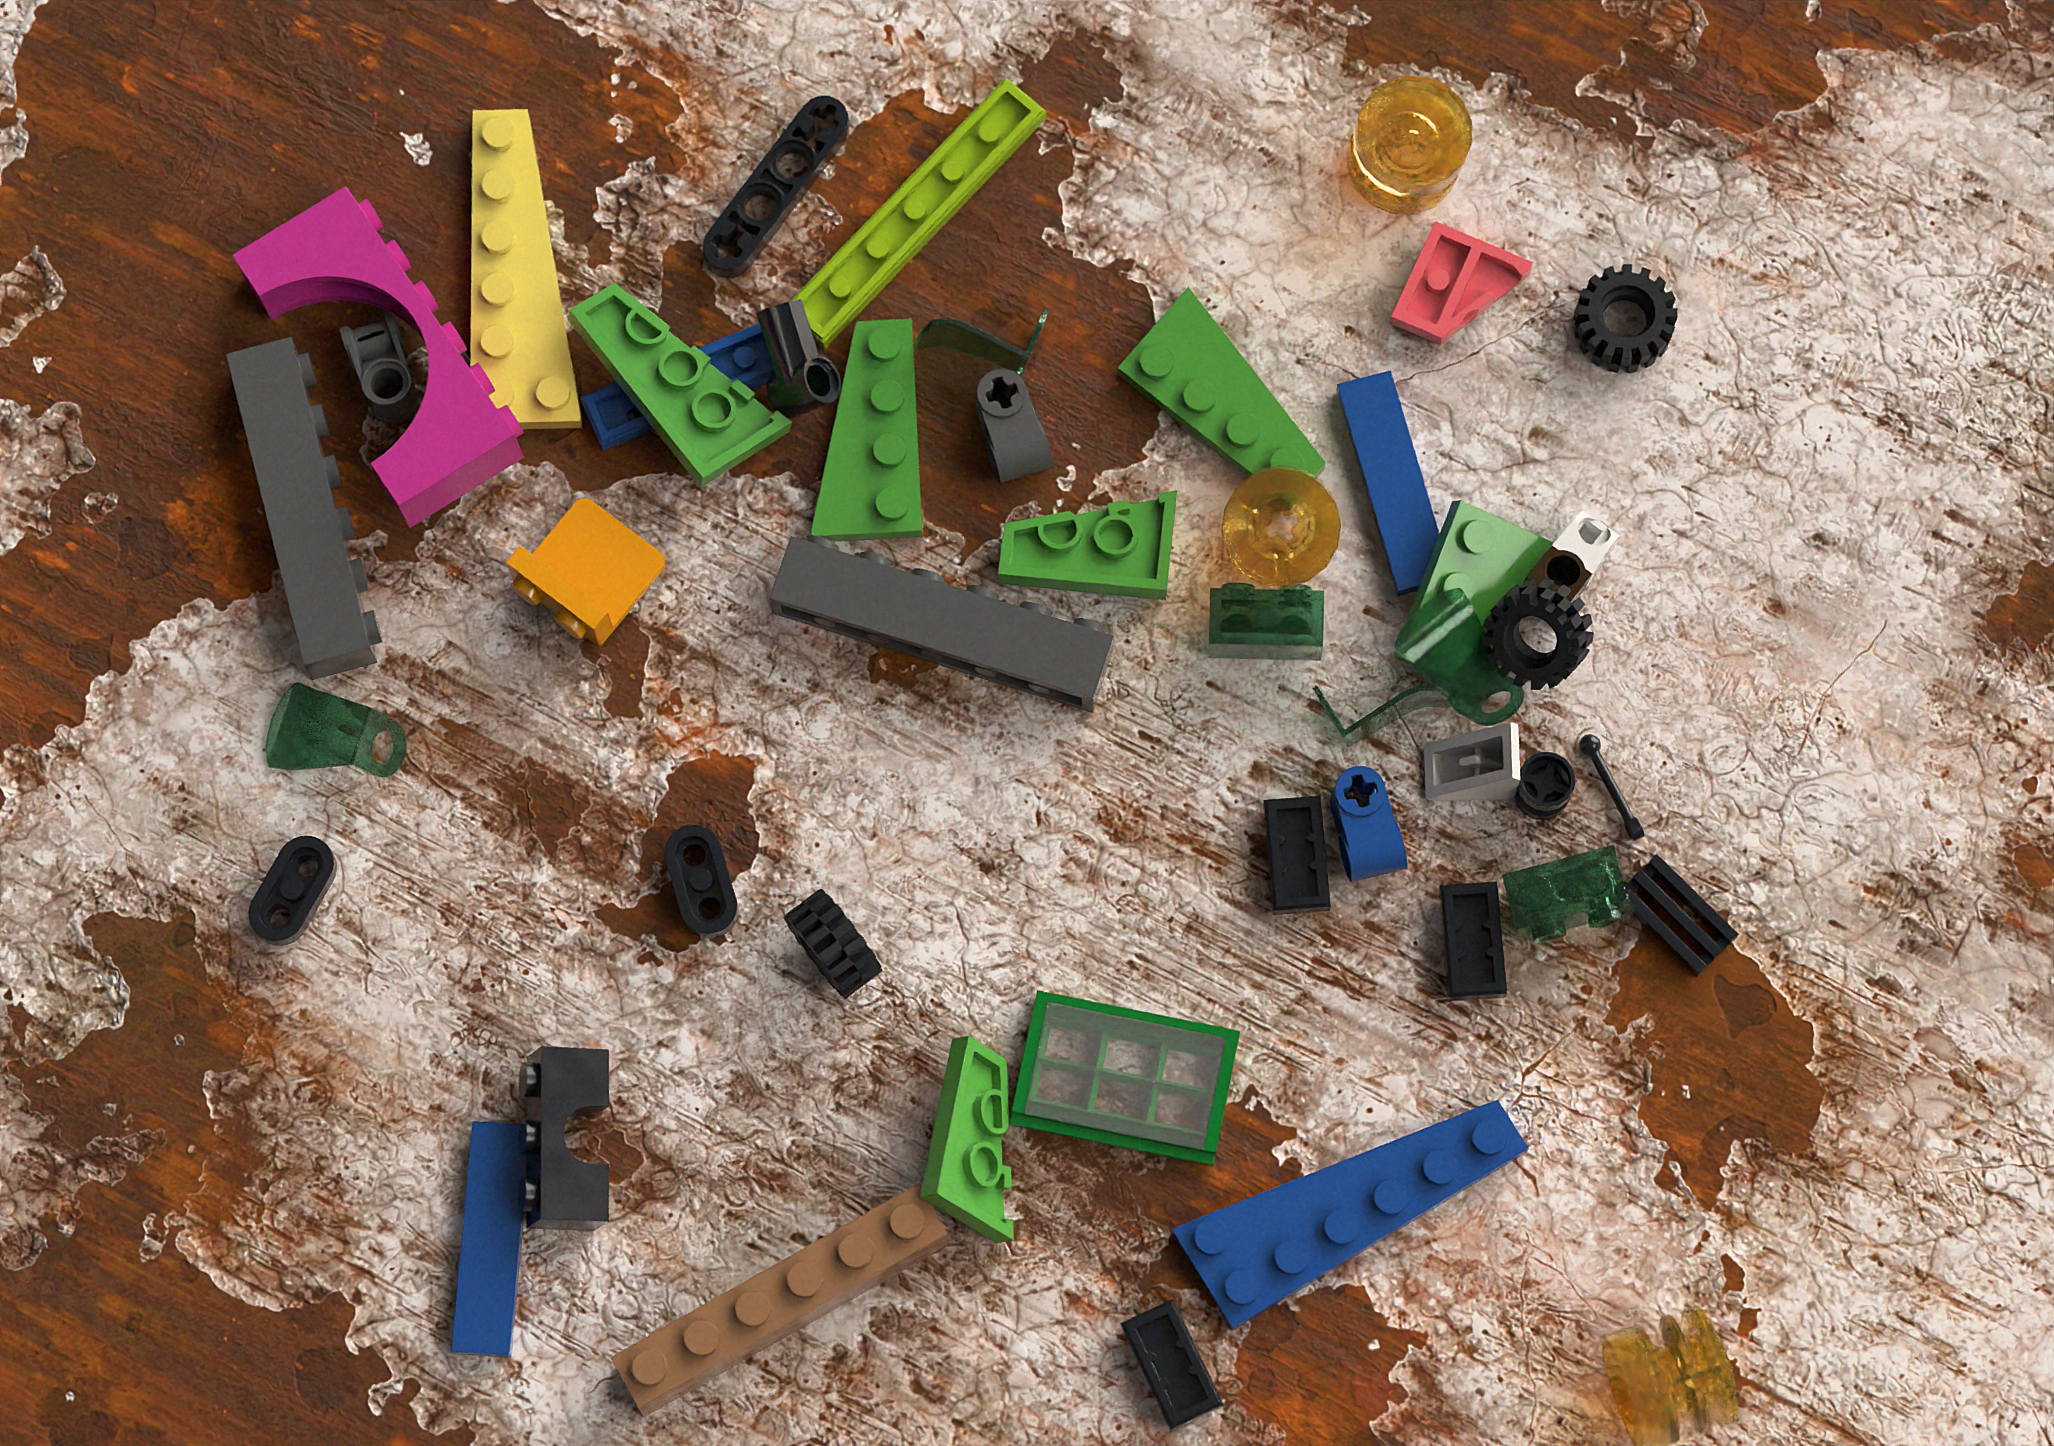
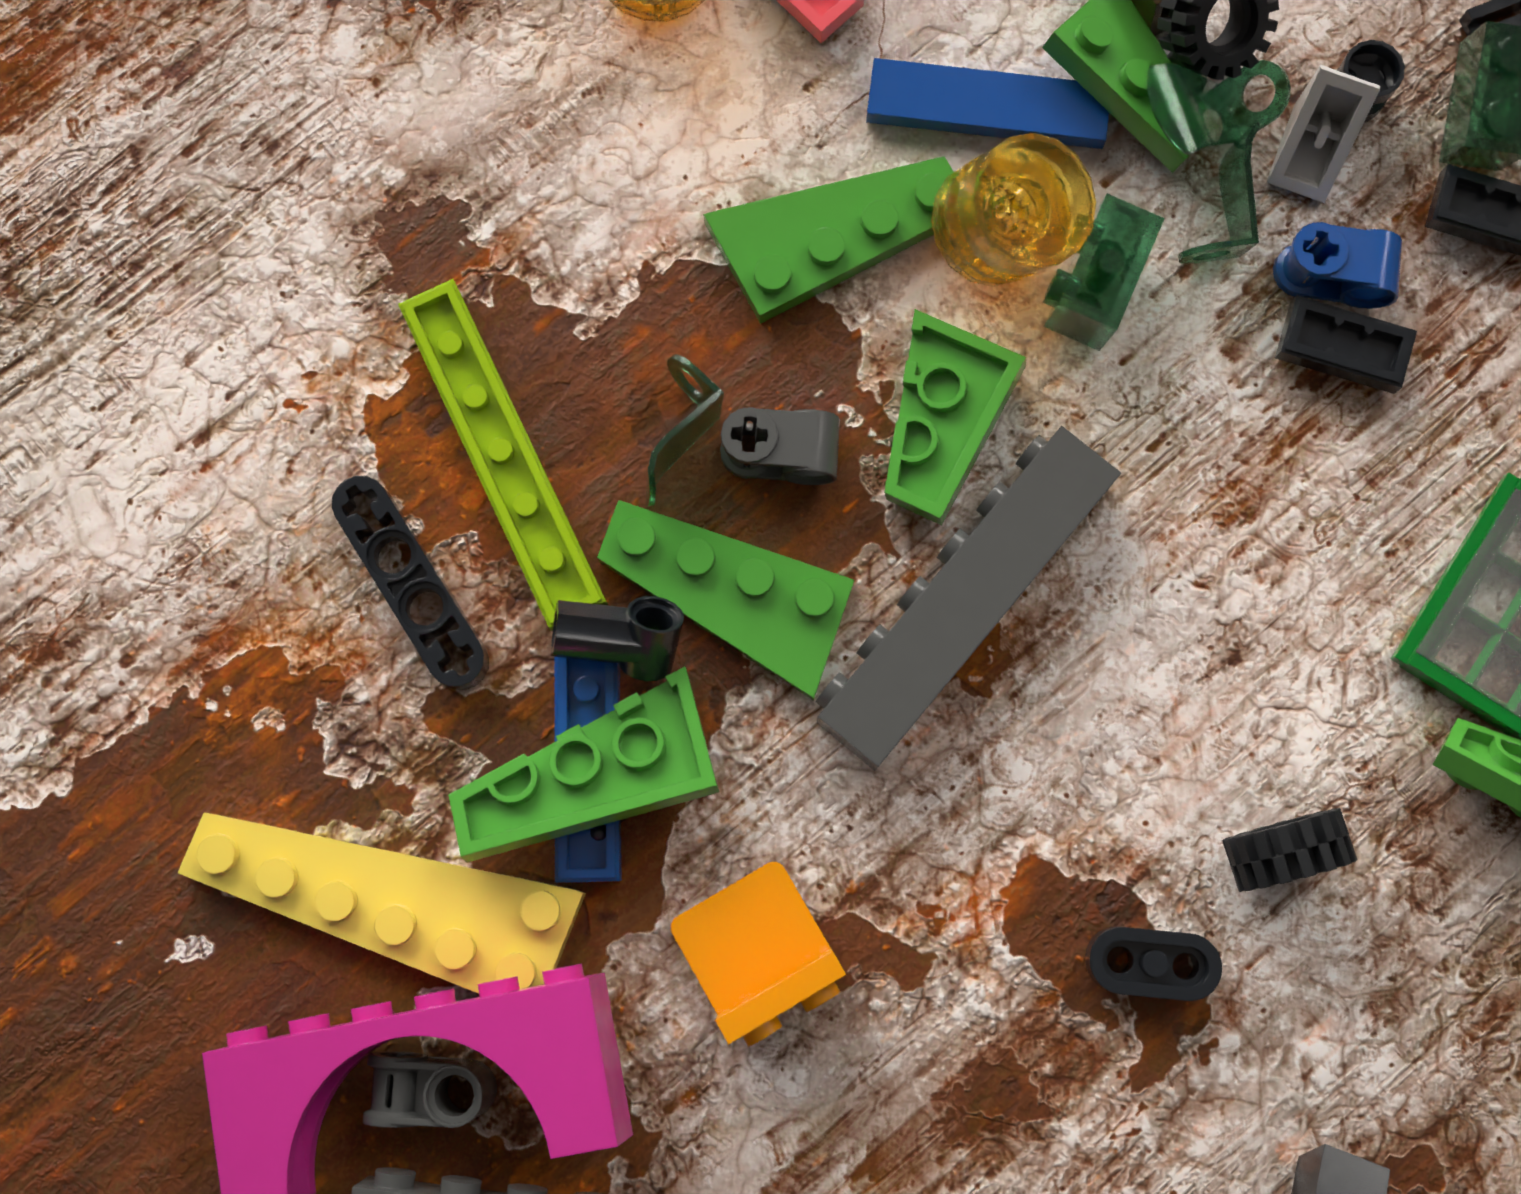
camera: 65 degrees left, 5 degrees up
(1590, 746) = (1328, 30): black hinge -> none

